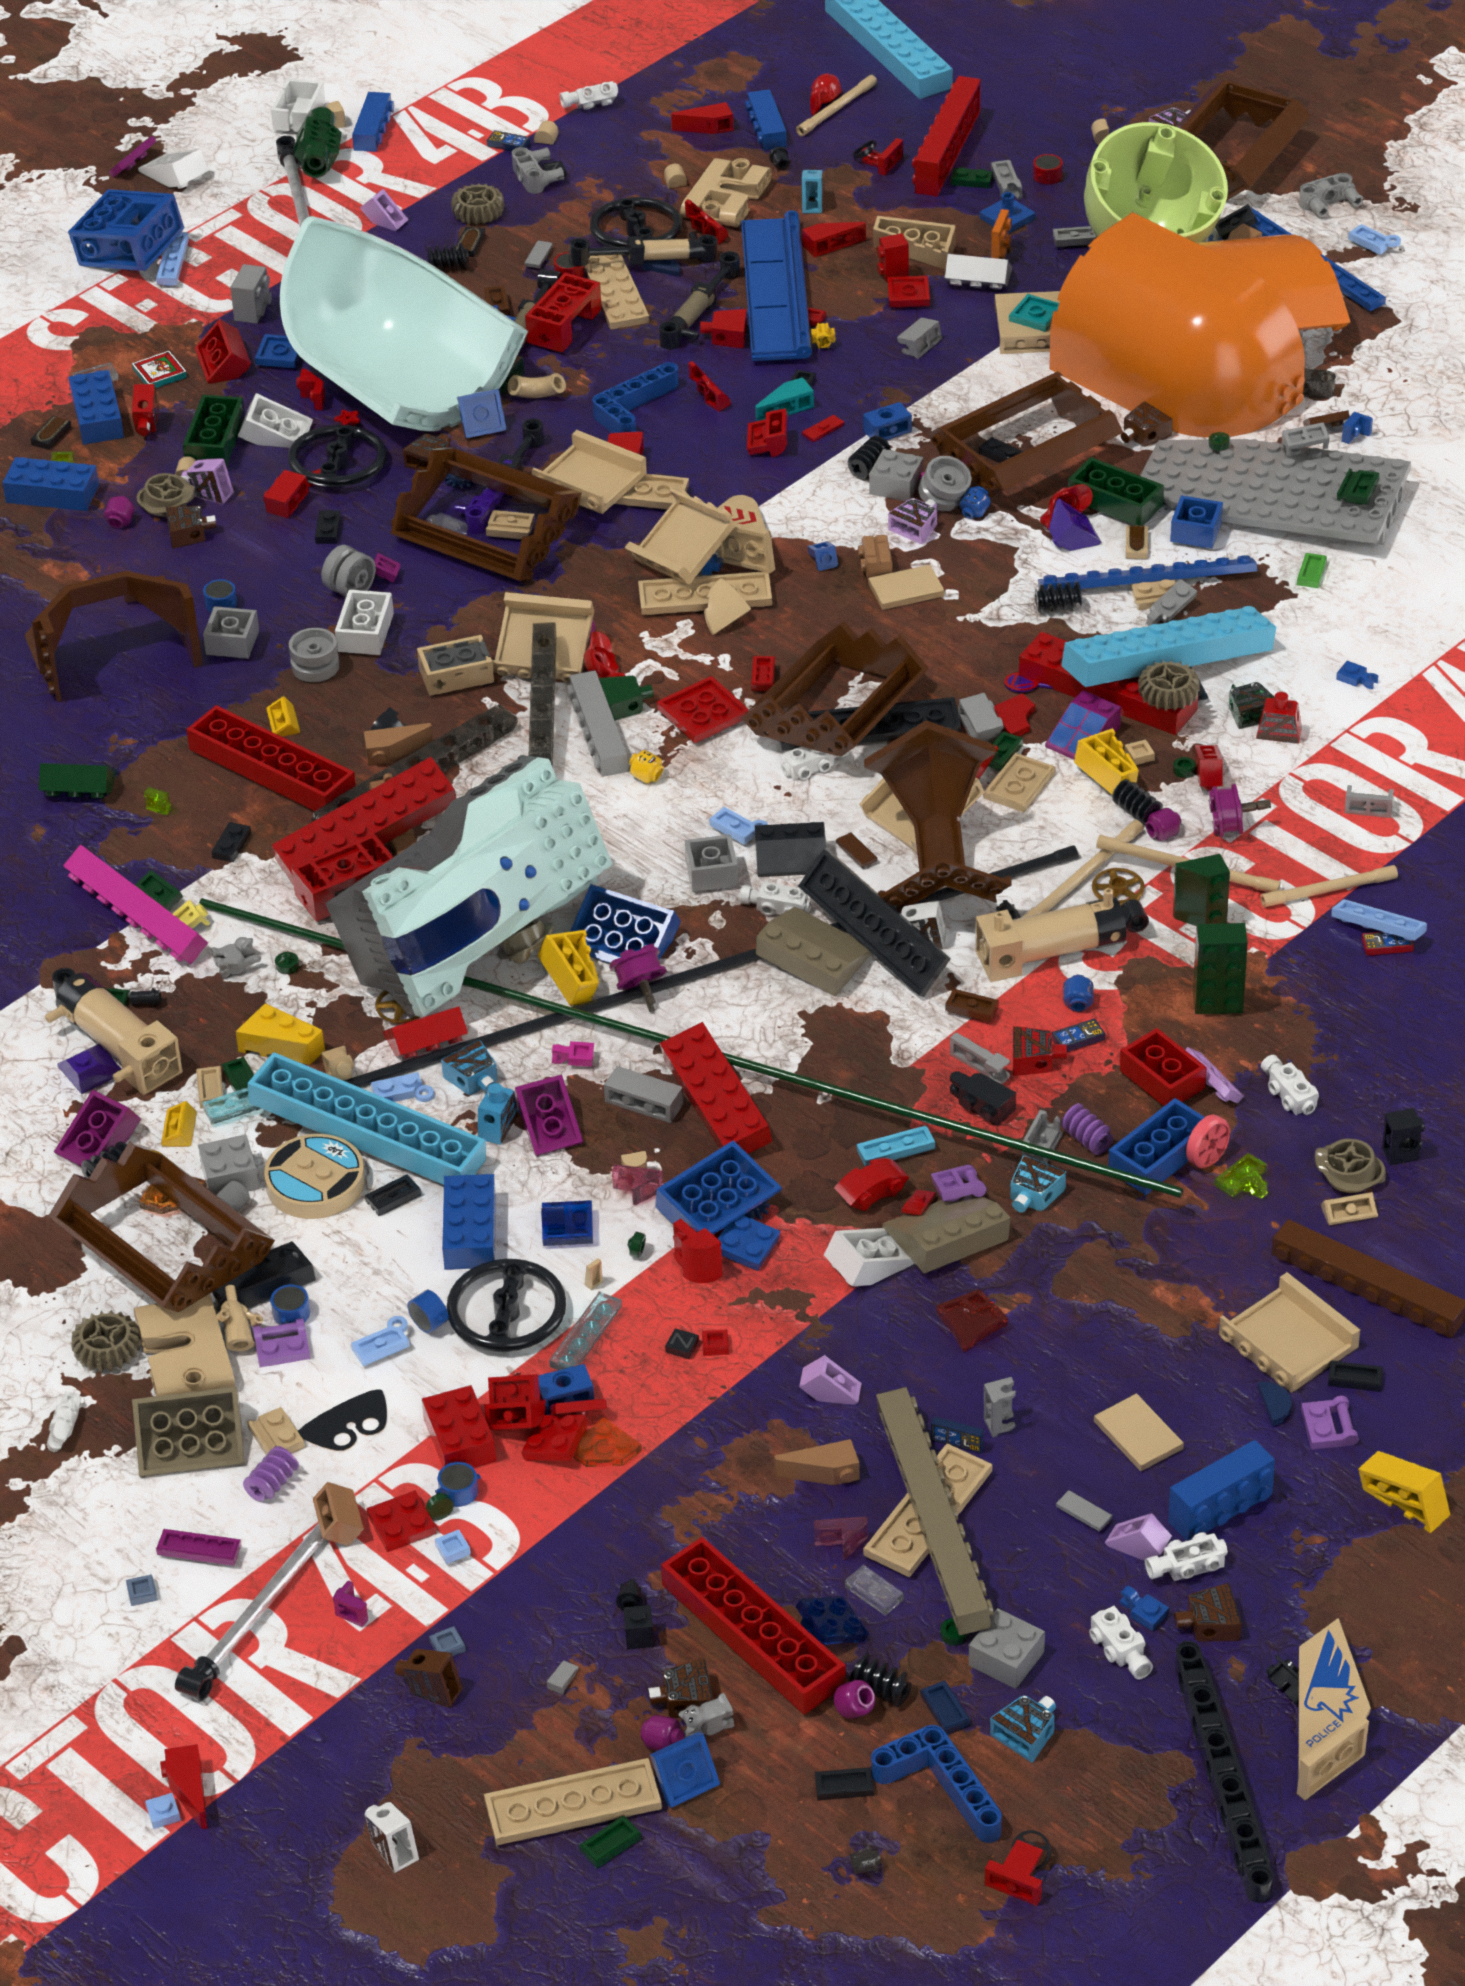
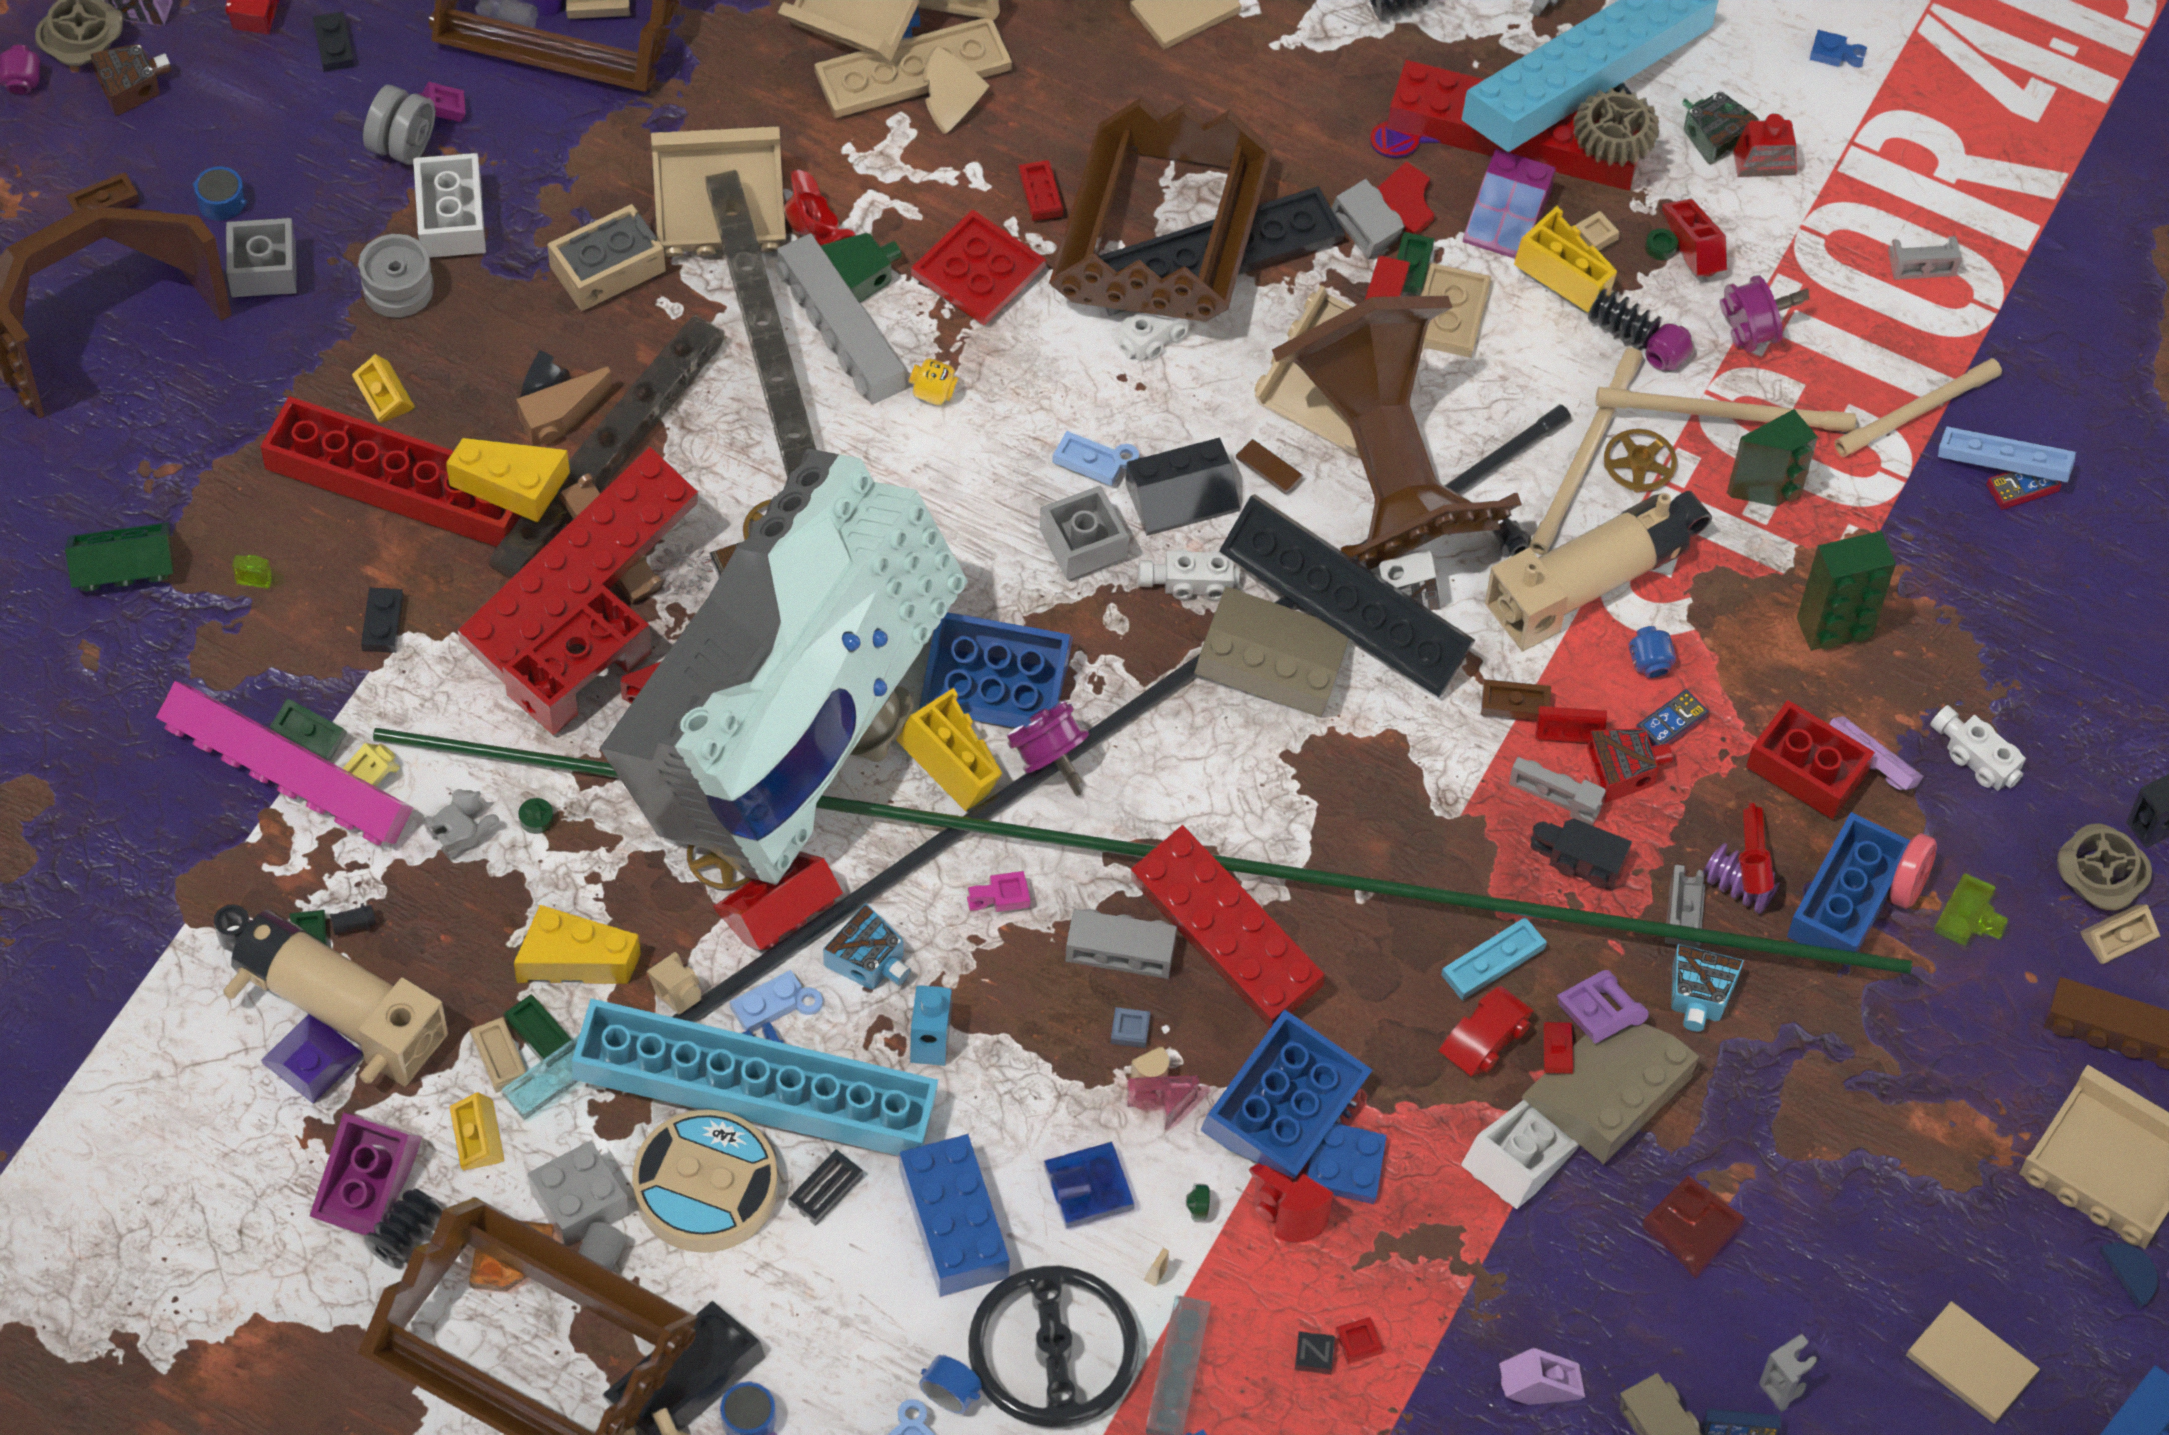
camera: 20 degrees left, 15 degrees up
(338, 764) = (509, 474): none -> yellow wedge
(548, 1115) = (1002, 1010): magenta slope -> none
(632, 1142) = (1130, 1027): none -> sand blue tile
(1000, 1022) = (1568, 723): none -> red plate
(1092, 1112) = (1755, 860): none -> red axle

